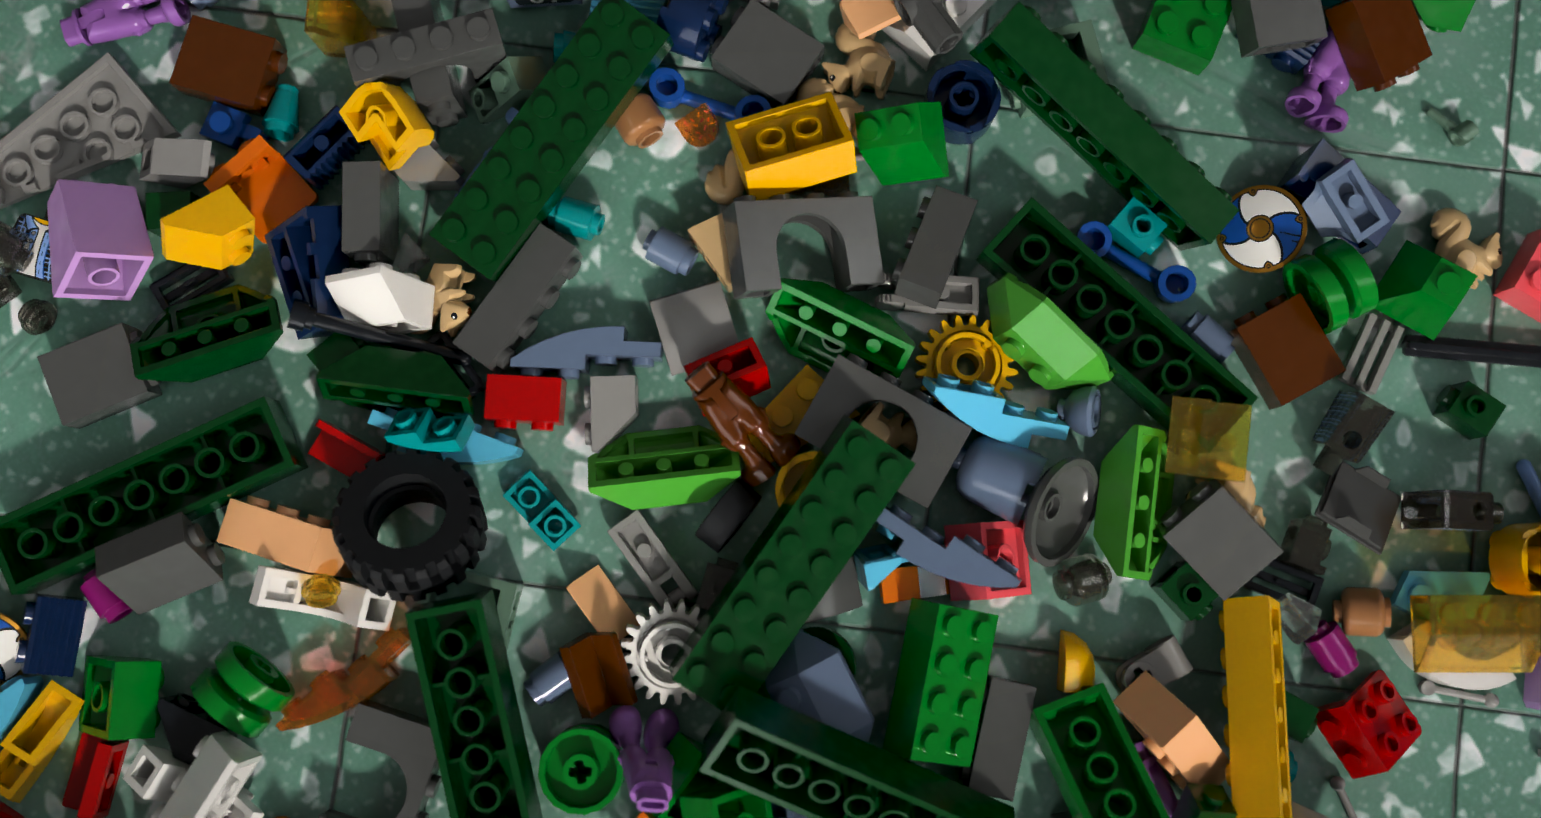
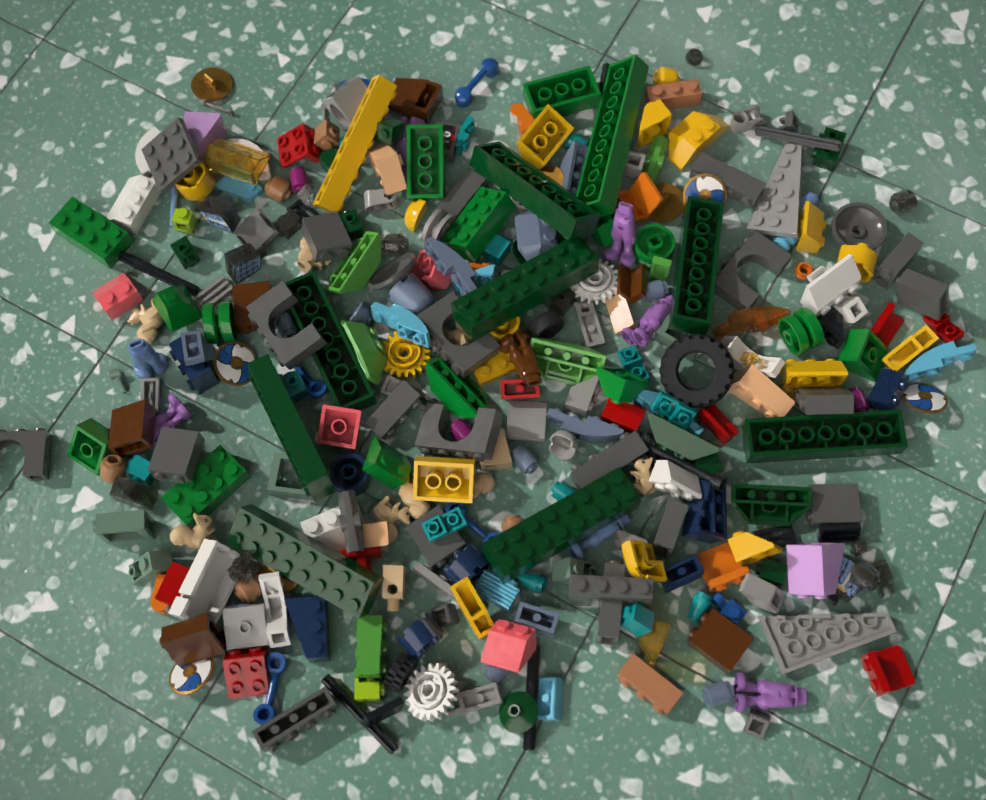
camera: 155 degrees left, 15 degrees down
(78, 328) = (839, 533): none -> black tile
(196, 617) = (813, 373): none -> yellow slope
(242, 563) = (788, 389): none -> clear yellow plate
(366, 24) = (637, 619): none -> teal brick
(536, 608) = (648, 324): none -> medium lavender piece
(545, 450) = (620, 384): none -> green slope
(552, 720) = (660, 268): none -> bright green tile
(610, 304) = (563, 444): none -> light grey hair
(699, 126) = (485, 517): clear orange tile -> none
(758, 70) = (444, 524): none -> teal slope
(799, 258) = (460, 429): none -> magenta brick
(882, 649) = (497, 249): none -> teal brick
(1015, 640) = (437, 225): none -> light grey wheel
(1016, 168) = (339, 427): none -> coral slope
(1208, 439) = (311, 273): clear yellow slope -> none
(1253, 320) = (266, 312): none -> dark grey arch
(1326, 766) = (326, 135): none -> medium nougat brick
(1374, 123) = (158, 380): none -> light grey tile
(1421, 162) = (143, 355): none -> medium blue piece
(1505, 474) = (184, 217): none -> lime brick

